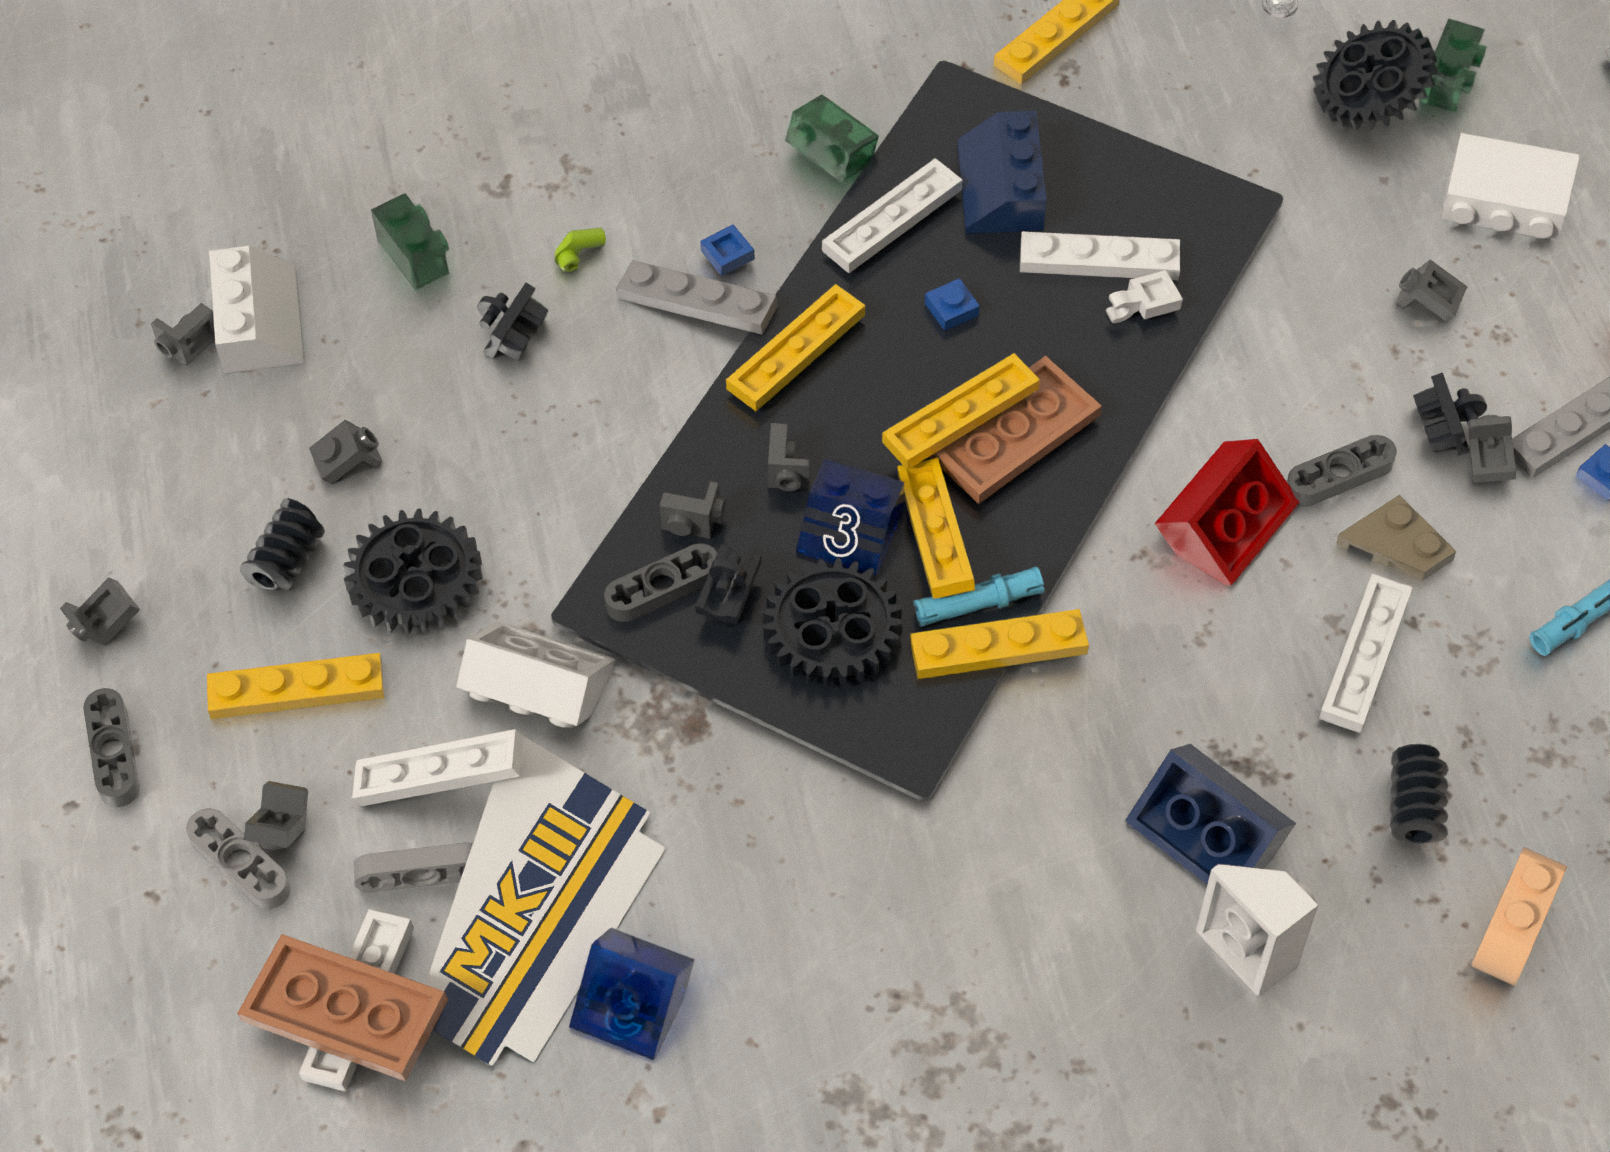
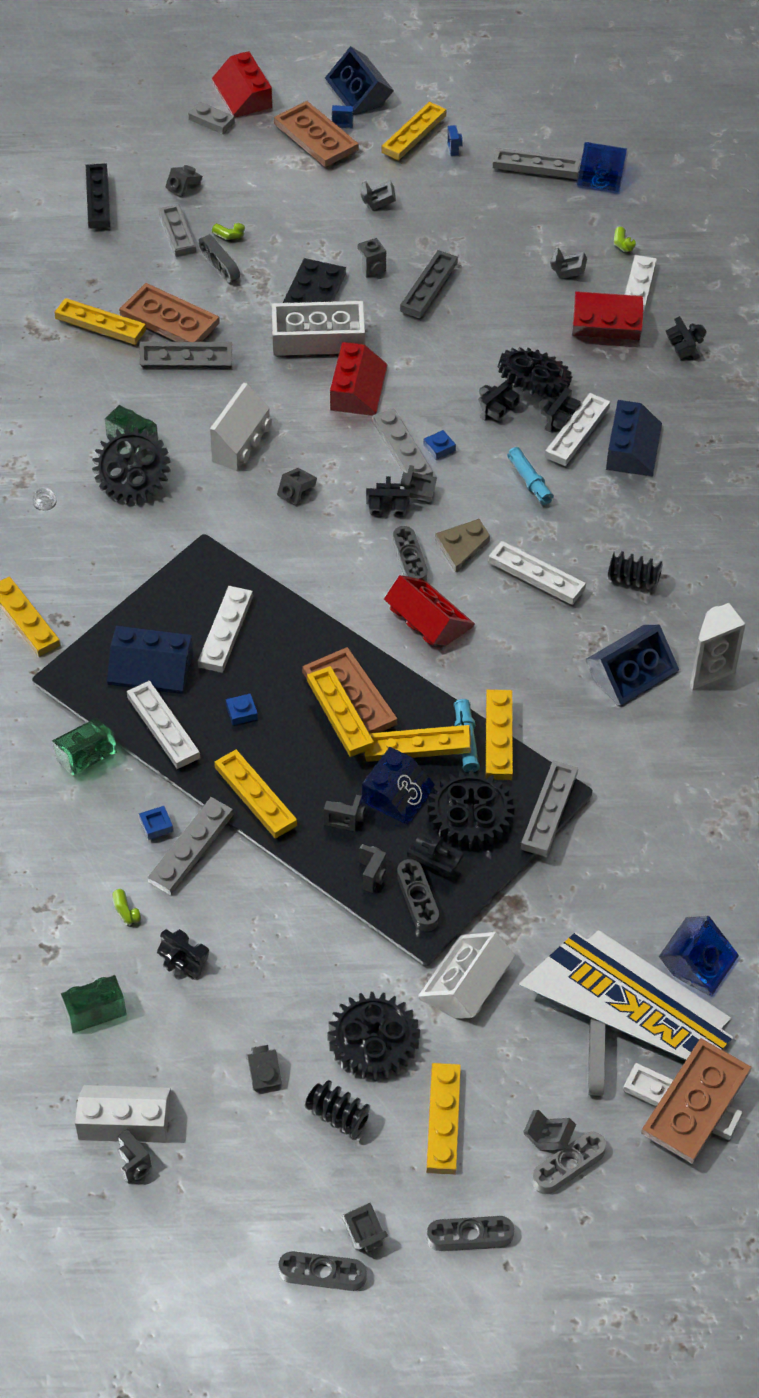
camera: 80 degrees left, 5 degrees down
(47, 595) = (342, 1283): none -> dark grey beam
(438, 768) = (536, 1030): white plate -> none
(863, 732) = (549, 808): none -> light grey plate
(1149, 294) = (268, 609): white plate -> none
(1519, 916) = (715, 546): light nougat brick -> none

